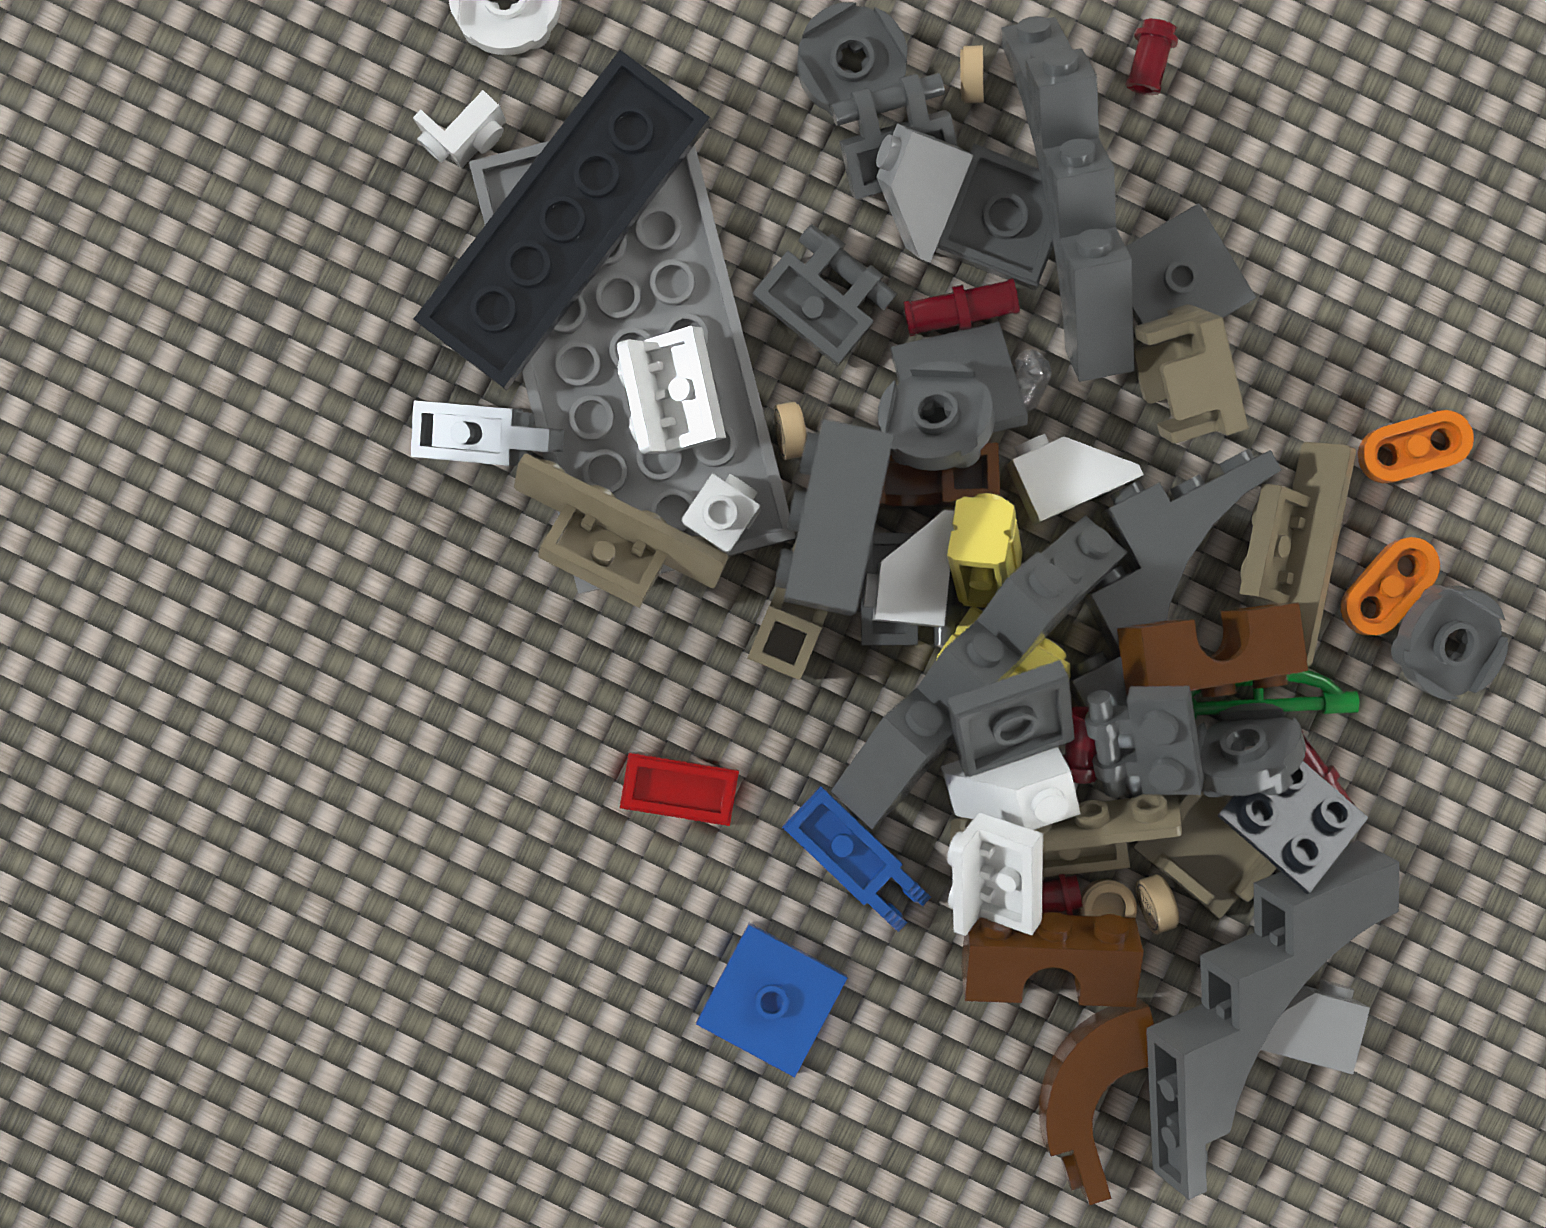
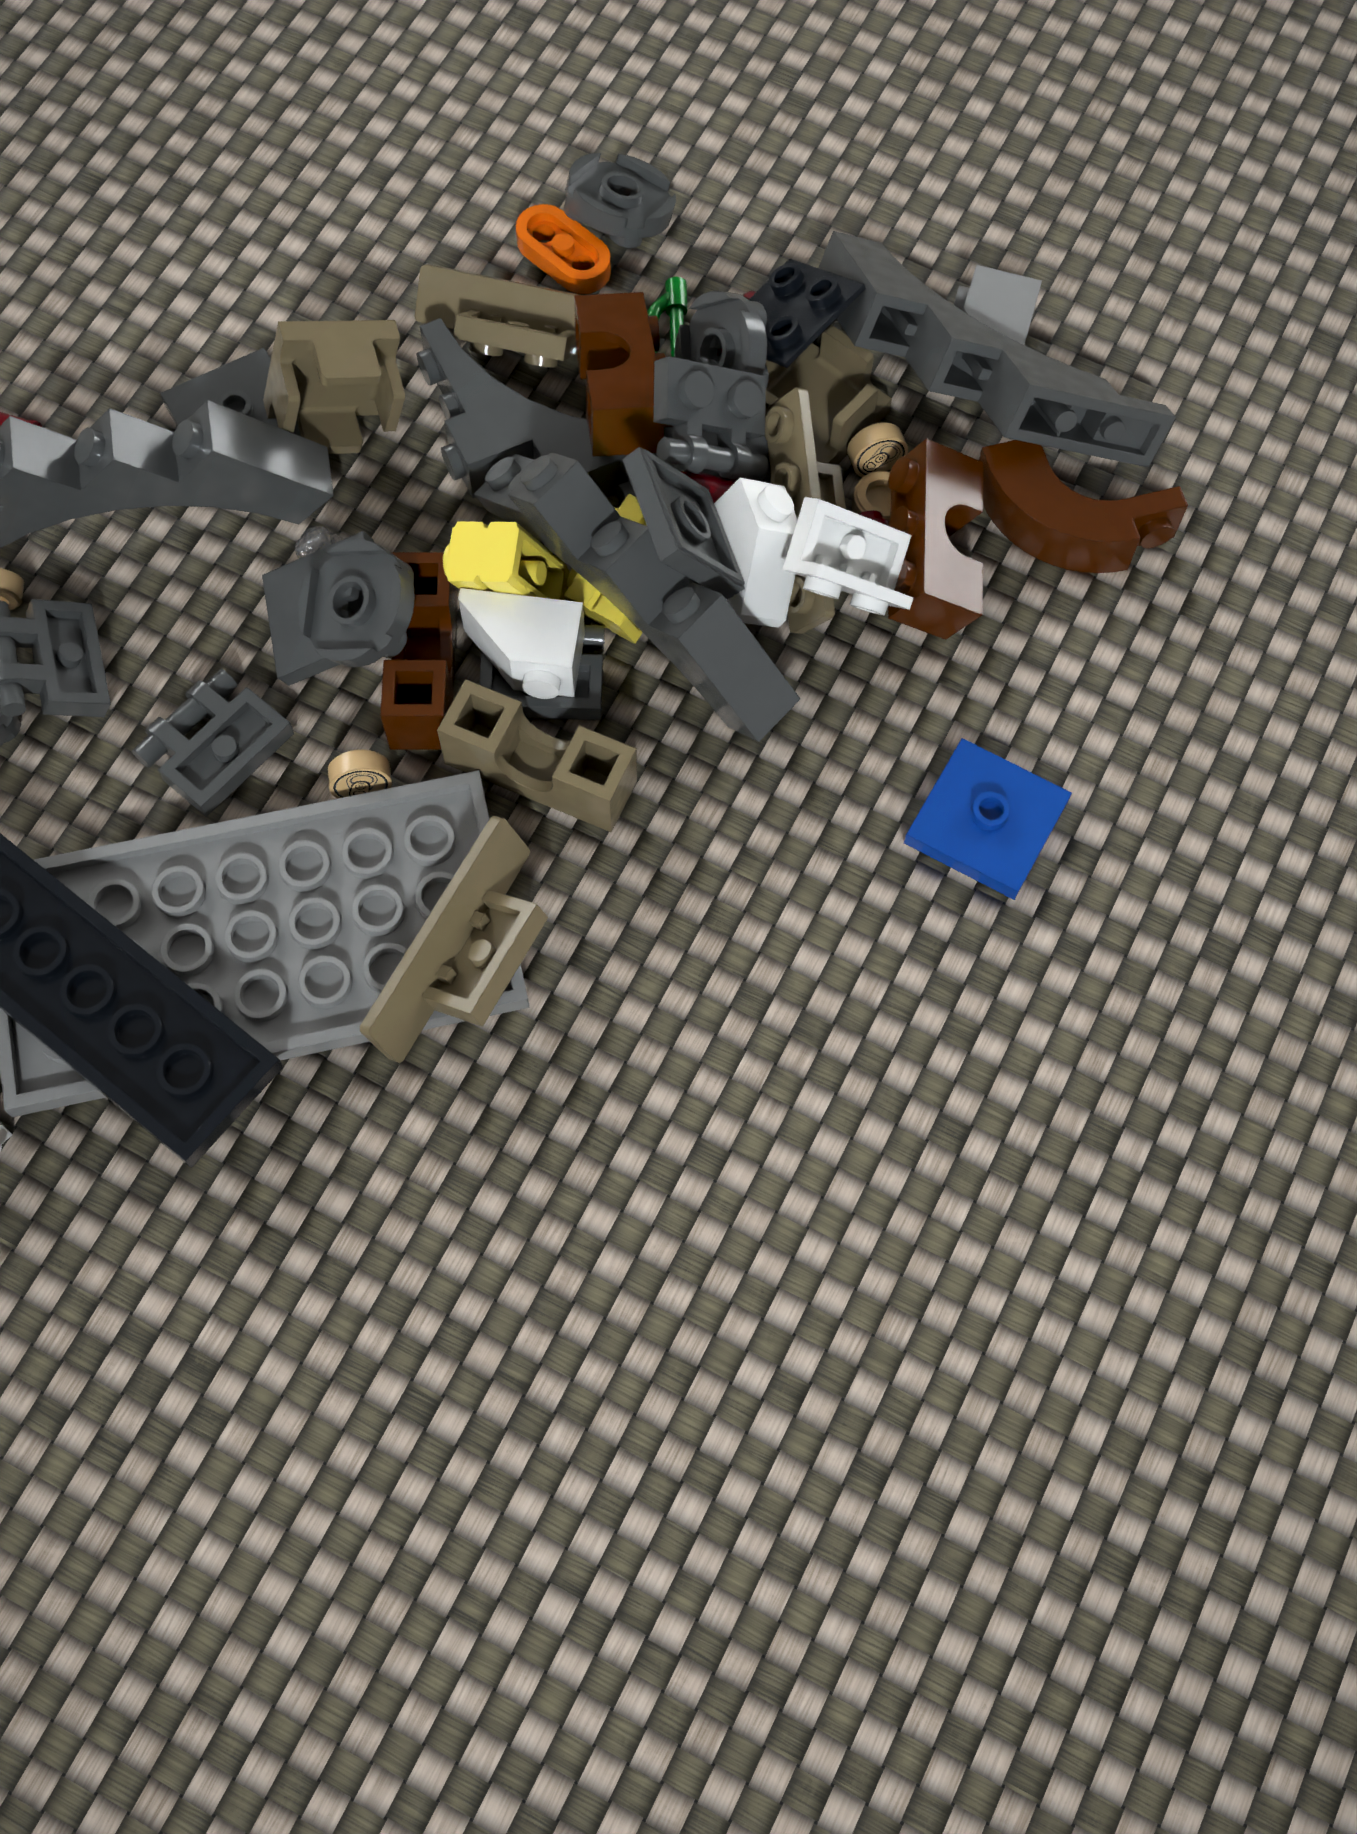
camera: 90 degrees left, 20 degrees down
(478, 433) = (331, 1104): hinge -> none
(670, 391) = (302, 876): white bracket -> none
(679, 789) = (755, 908): red tile -> none
(722, 511) = (441, 818): white bracket -> none
(834, 516) = (459, 677): dark grey brick -> none
(851, 854) = (828, 730): blue hinge -> none
(920, 185) = (106, 628): light grey slope -> none
(961, 307) = (242, 608): dark red pin -> none
(1000, 219) = (150, 568): dark grey plate -> none
(1065, 475) = (426, 503): white slope -> none
(1413, 447) = (427, 222): orange plate -> none

